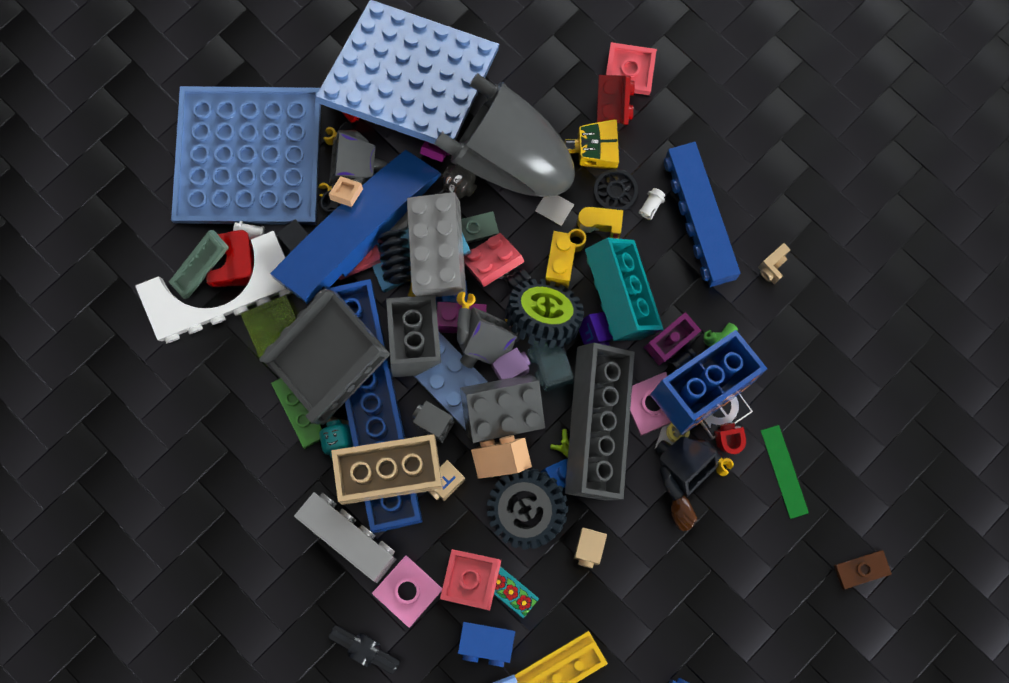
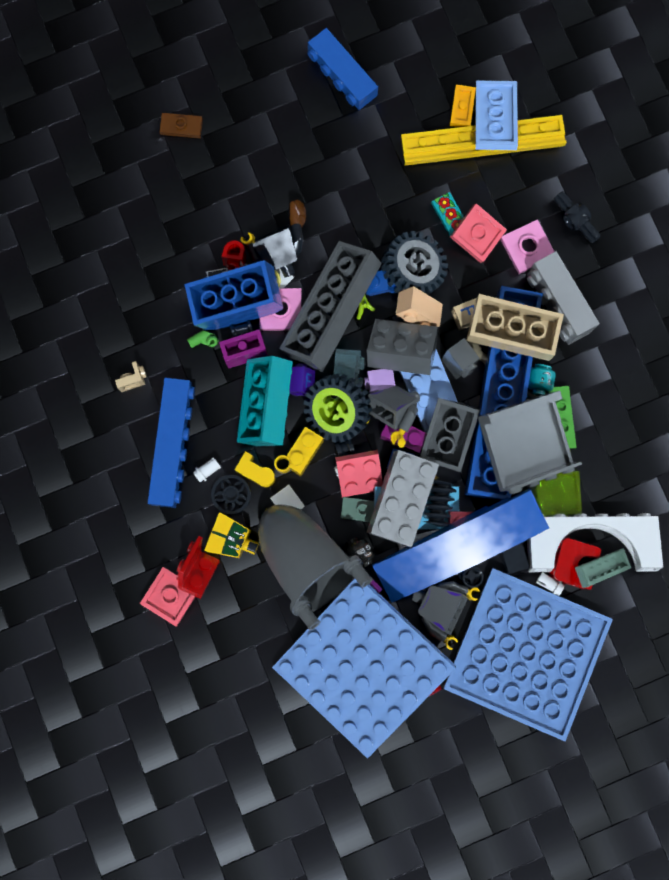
camera: 155 degrees left, 5 degrees up
(345, 191) = (459, 575): light nougat plate -> none
(487, 643) = (485, 180): blue brick -> none
(590, 547) = (378, 221): tan brick -> none
(784, 472) = (203, 219): green sticker -> none

